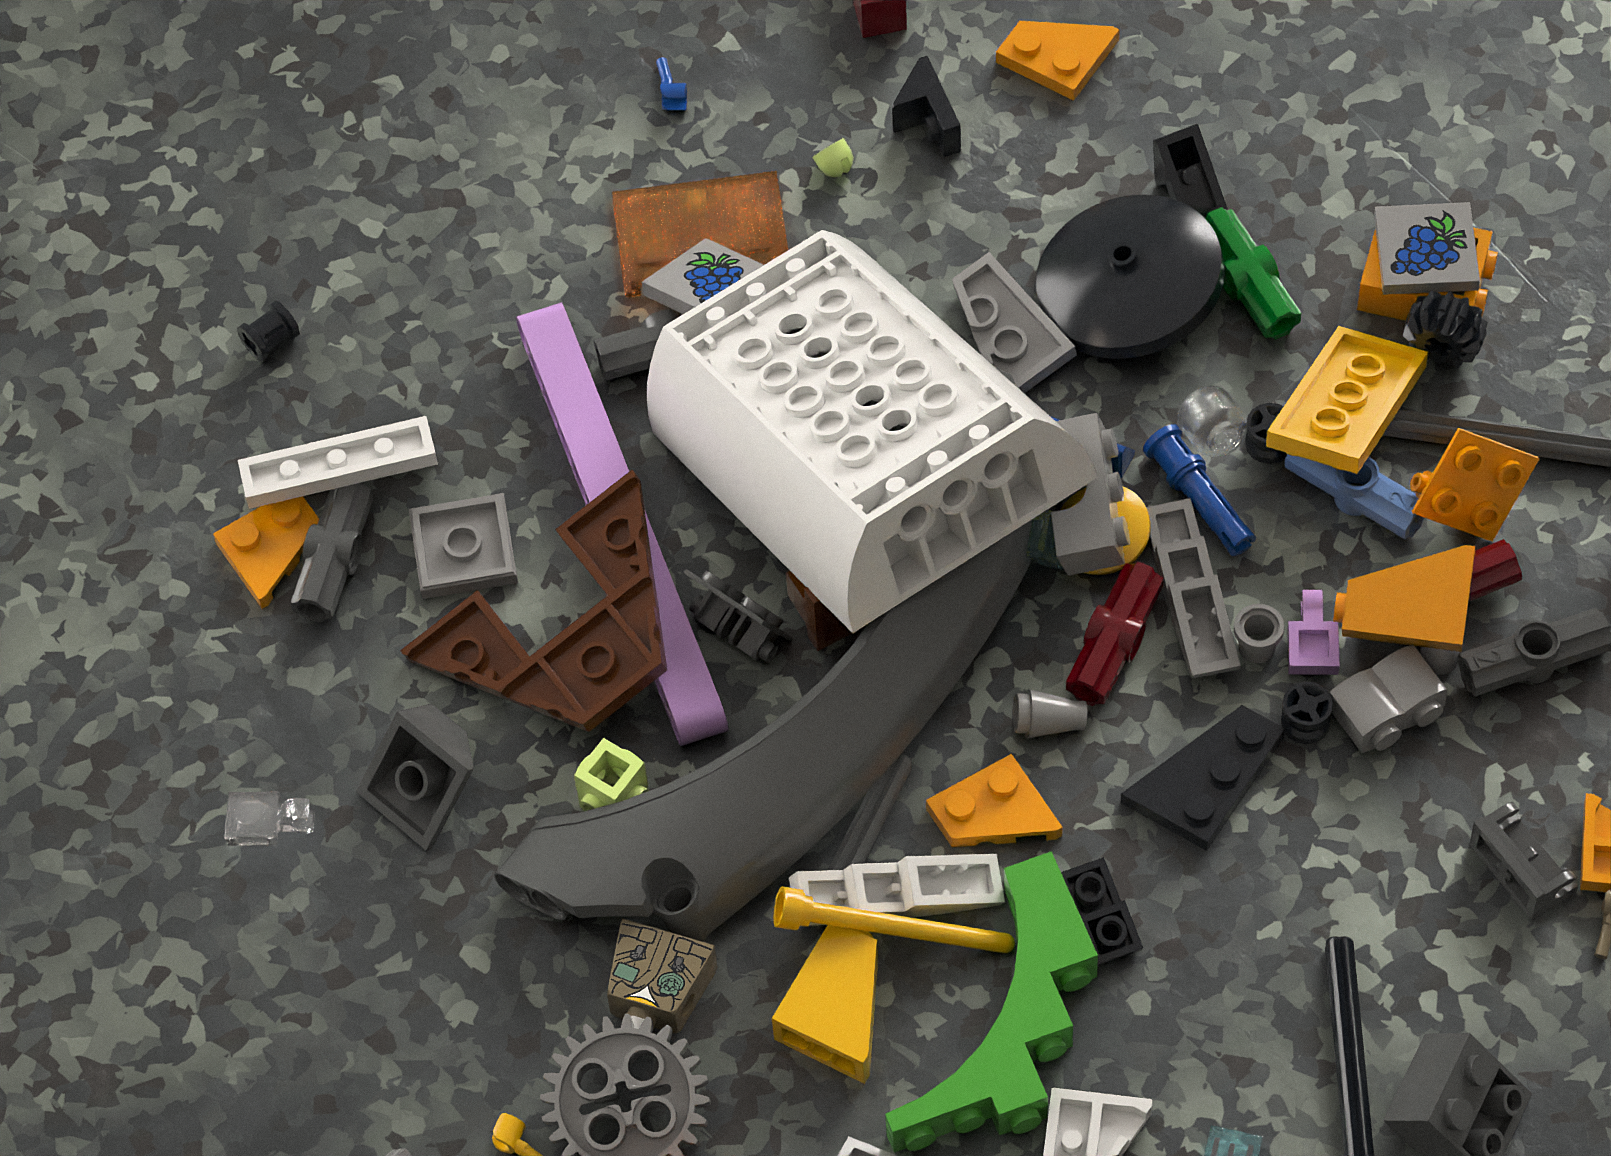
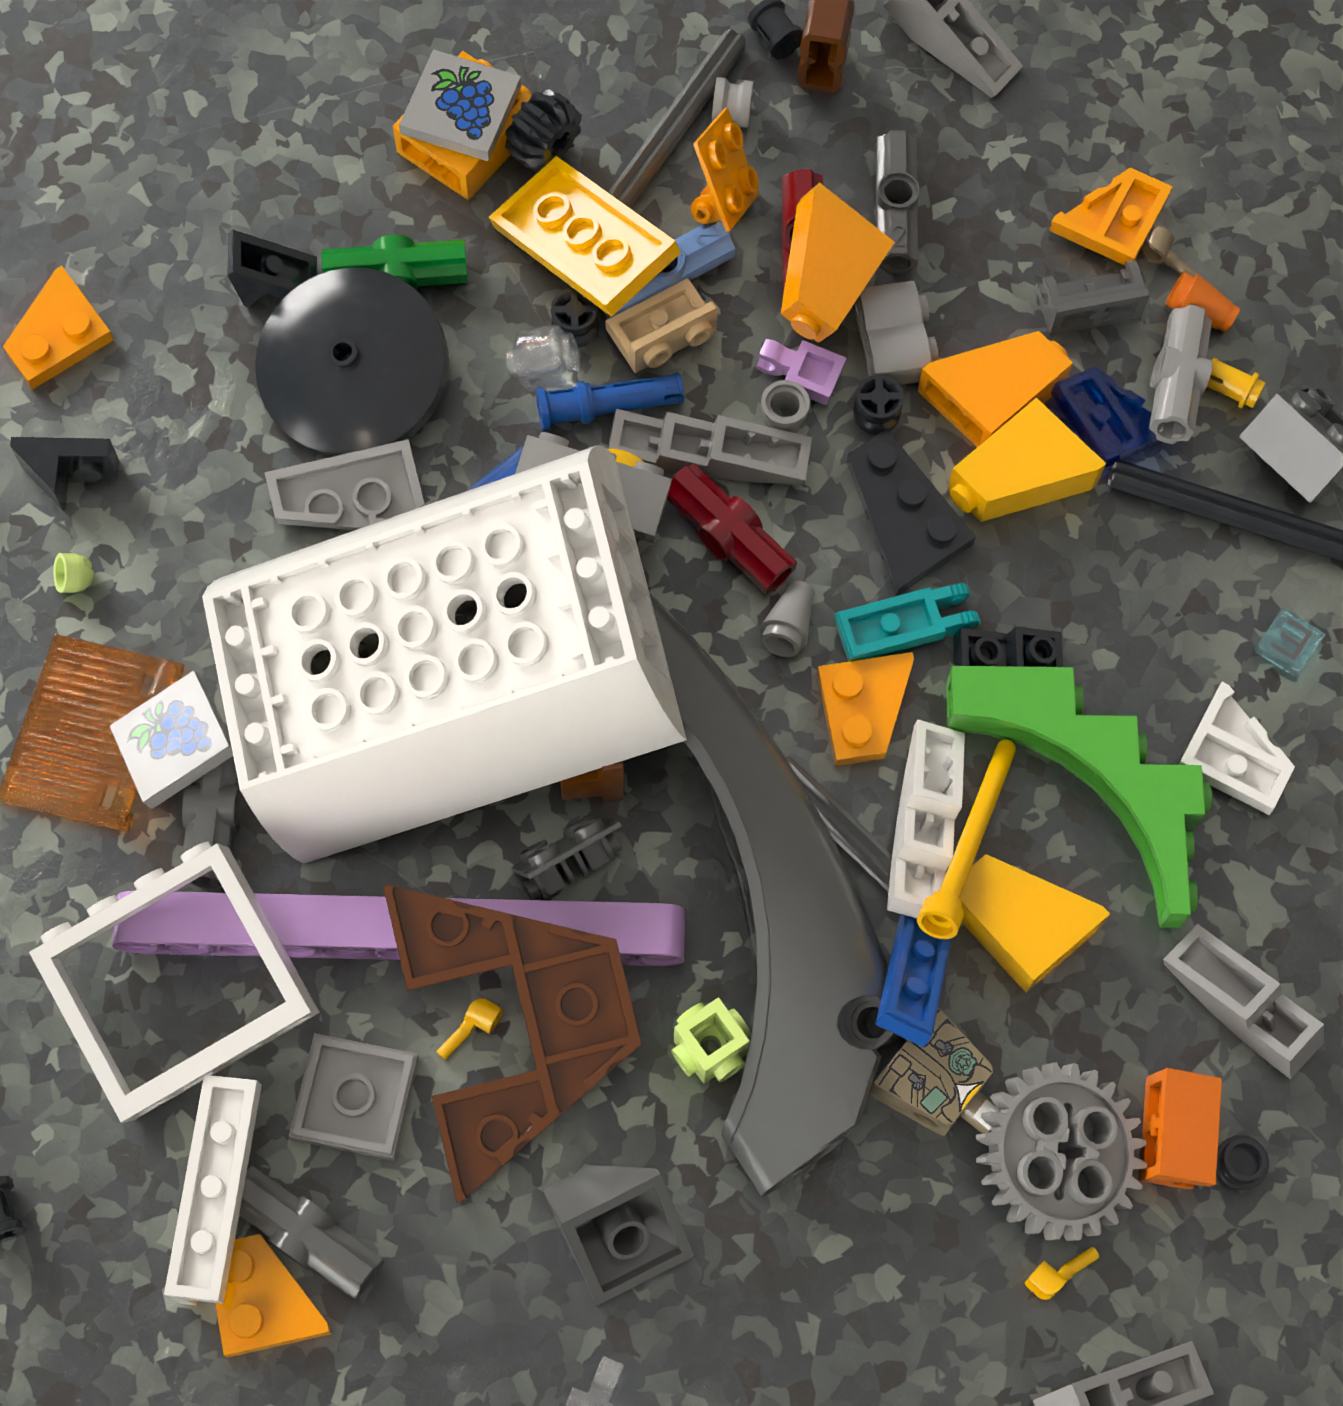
camera: 75 degrees left, 10 degrees up
(553, 409) = (110, 912): none -> white window
(568, 607) = (479, 1014): none -> yellow hand
(728, 920) = (913, 982): none -> blue tile
(1089, 809) = (902, 622): none -> teal hinge
(1297, 505) = (663, 325): none -> tan bracket
(1300, 854) = (1024, 466): none -> yellow slope
(1377, 807) = (994, 382): none -> light orange slope
(1396, 920) = (1105, 415): none -> clear blue wing
(1469, 960) = (1180, 374): none -> light grey piece
(1493, 1018) = (1235, 383): none -> yellow pin
(1568, 960) = (1201, 293): none -> orange cone
(1571, 476) = (735, 98): none -> light grey wheel

